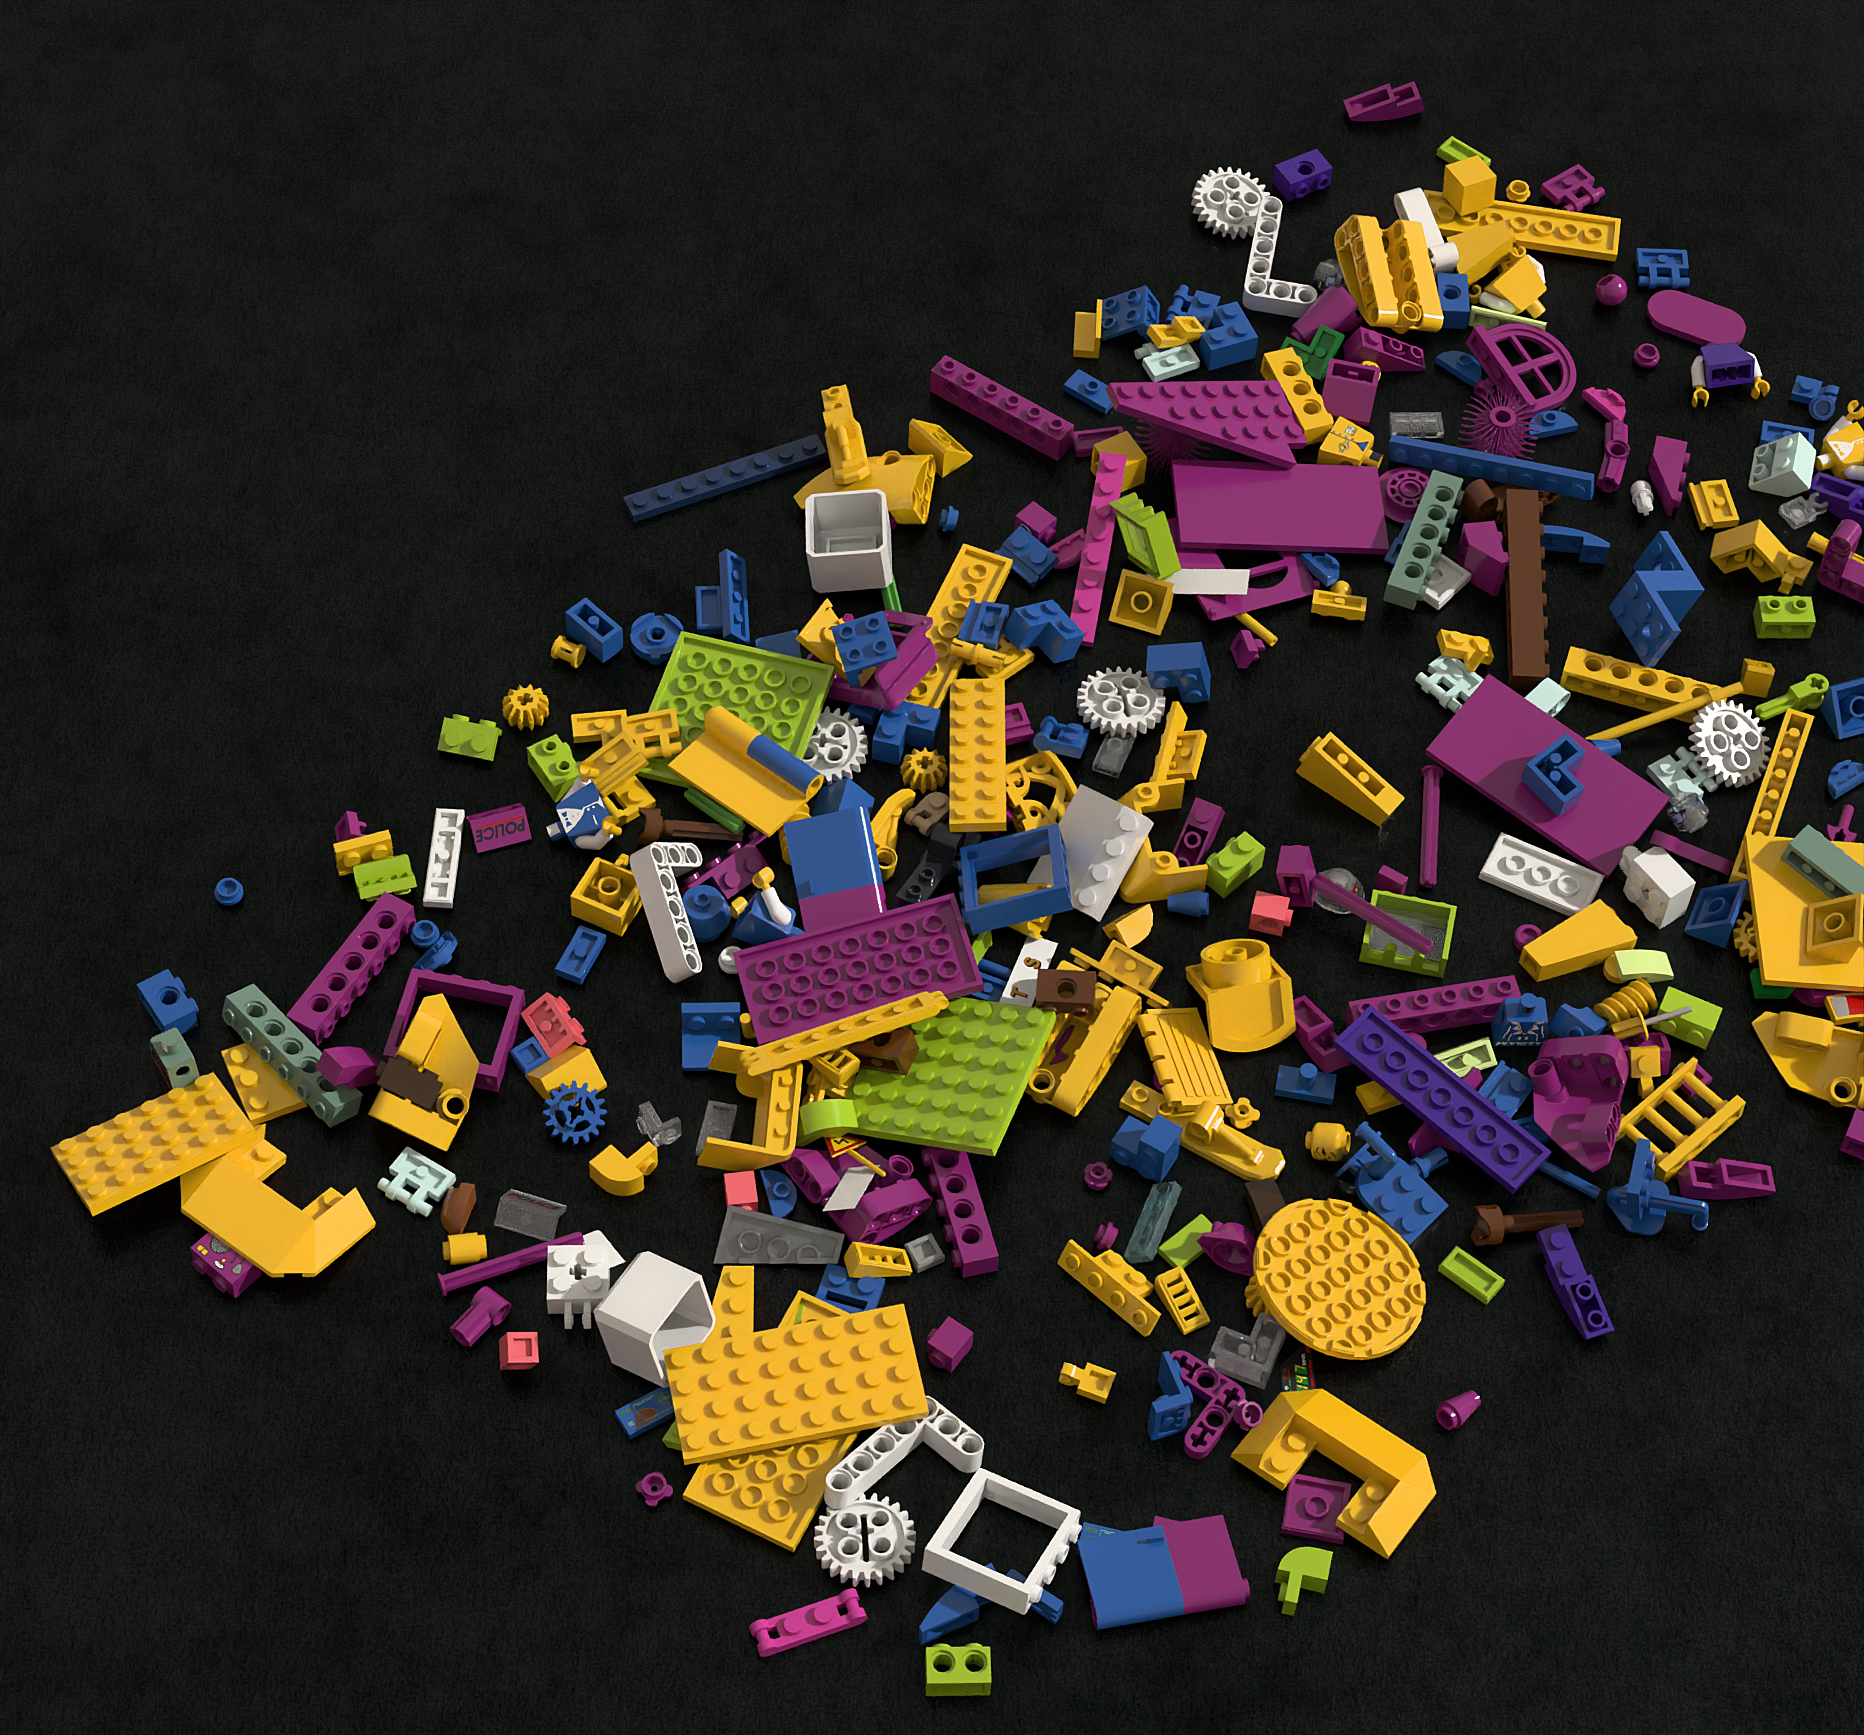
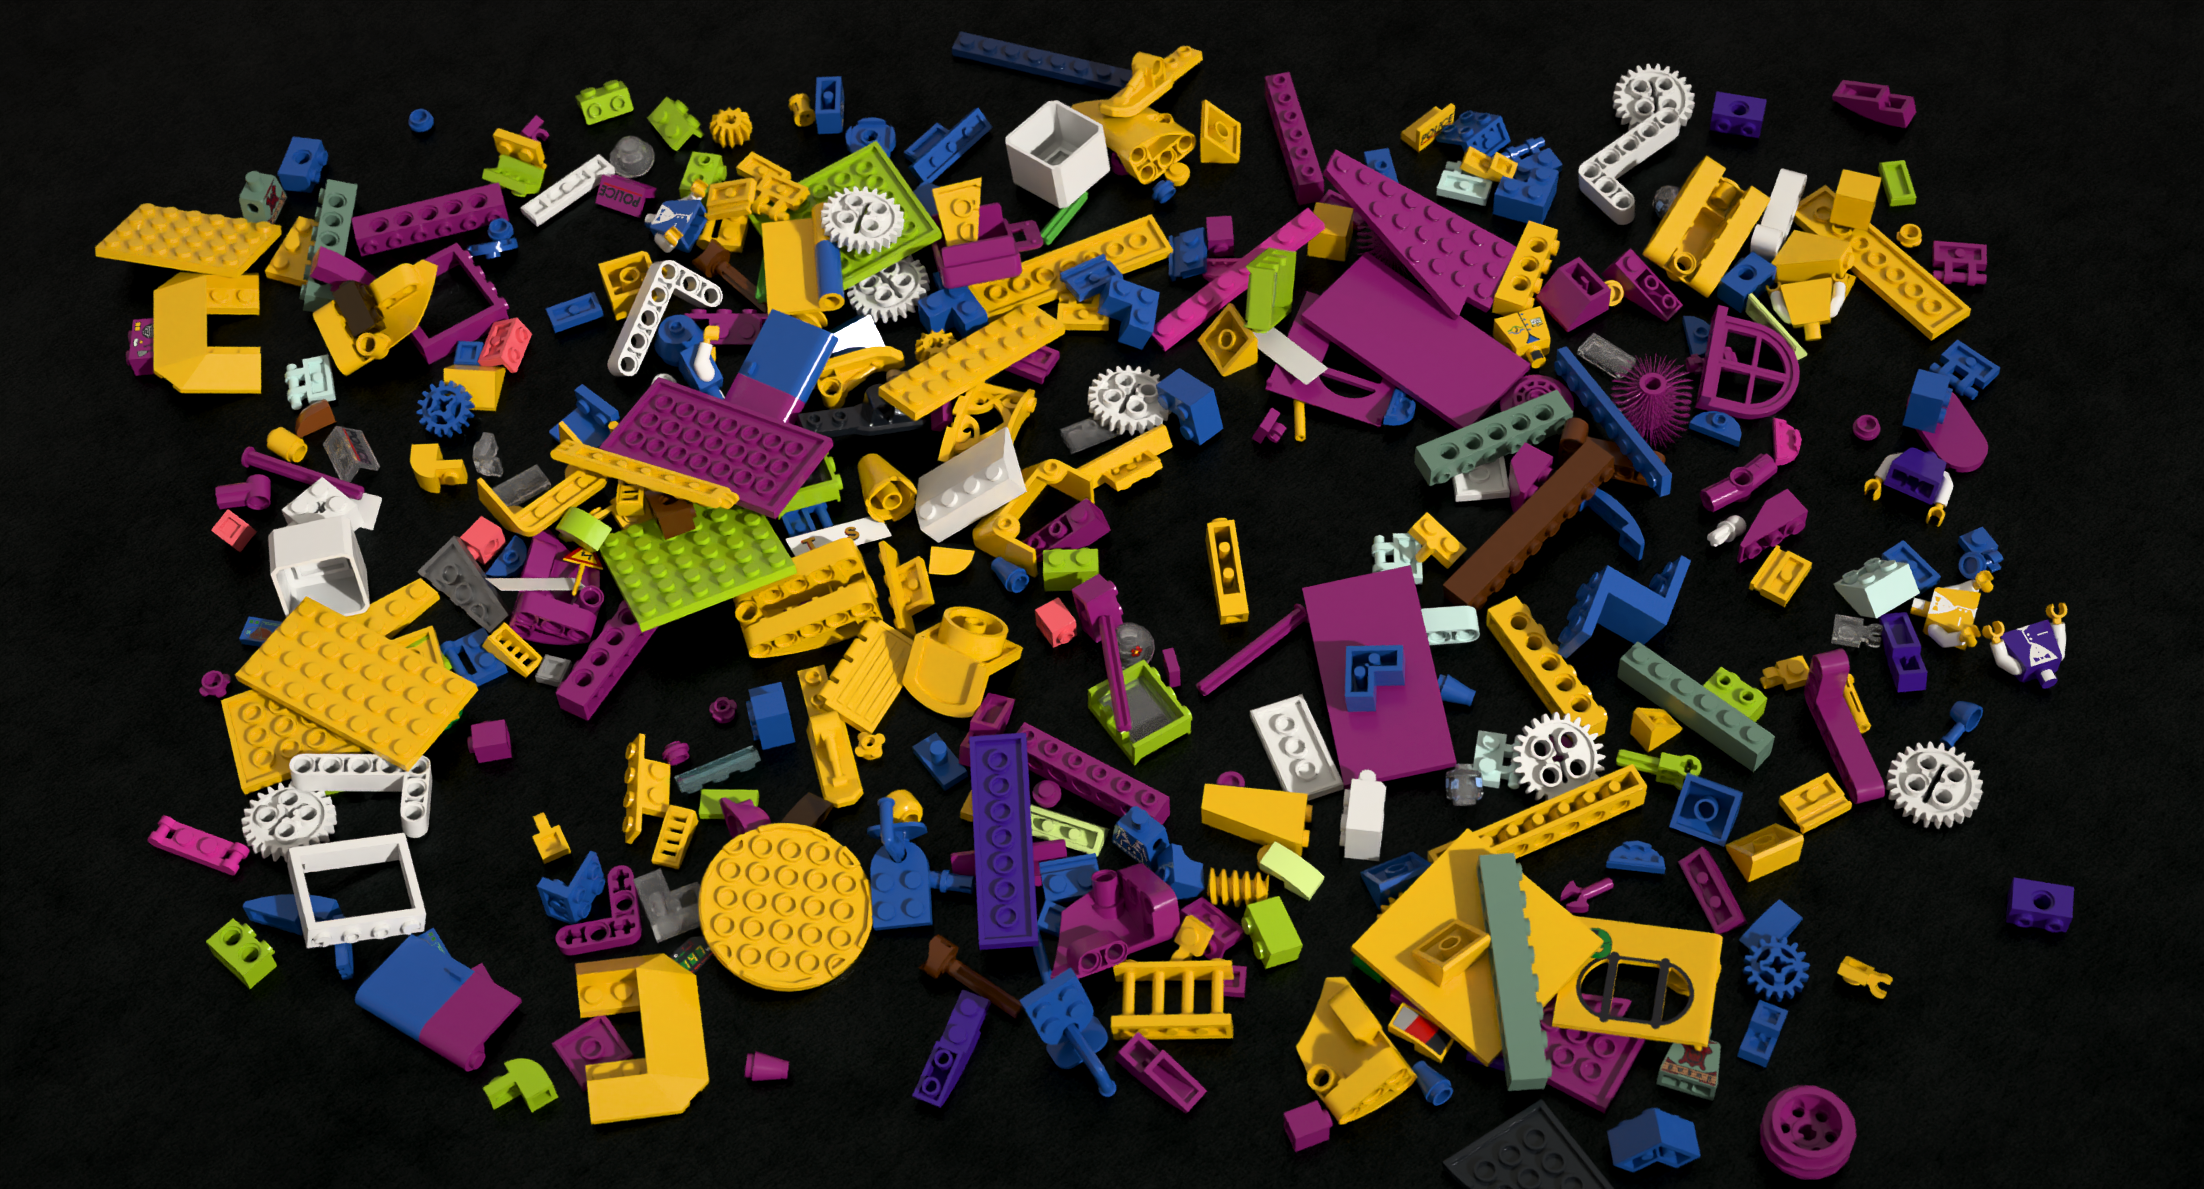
camera: 50 degrees right, 0 degrees up
(381, 760) = (604, 102): none -> lime bracket
(464, 791) = (632, 157): none -> clear hat
(765, 700) = (878, 227): none -> white gear
(864, 644) = (957, 223): blue bracket -> none
(940, 498) = (1178, 174): none -> yellow plate
(977, 654) = (1062, 294): yellow pin -> none
(1006, 851) = (932, 456): blue window -> none
(1054, 981) = (829, 564): reddish brown brick -> none
(1070, 739) = (1054, 401): blue plate -> none
(1254, 1414) = (617, 939): magenta plate -> none
(1318, 354) = (1589, 249): green plate -> none
(1332, 309) = (1620, 229): magenta cone -> none
(1339, 602) = (1381, 446): yellow plate -> none
(1471, 1275) = (893, 986): lime tile -> none
(1611, 290) = (1893, 358): magenta piece -> none
(1638, 1025) = (1221, 906): yellow piece -> none
(1675, 304) = (1926, 401): none -> blue brick
(1691, 852) = (1420, 798): magenta beam -> none
(1713, 695) = (1580, 710): yellow bar -> none
(1750, 547) = (1763, 629): yellow brick -> none
(1767, 639) = (1695, 706): none -> sand green brick

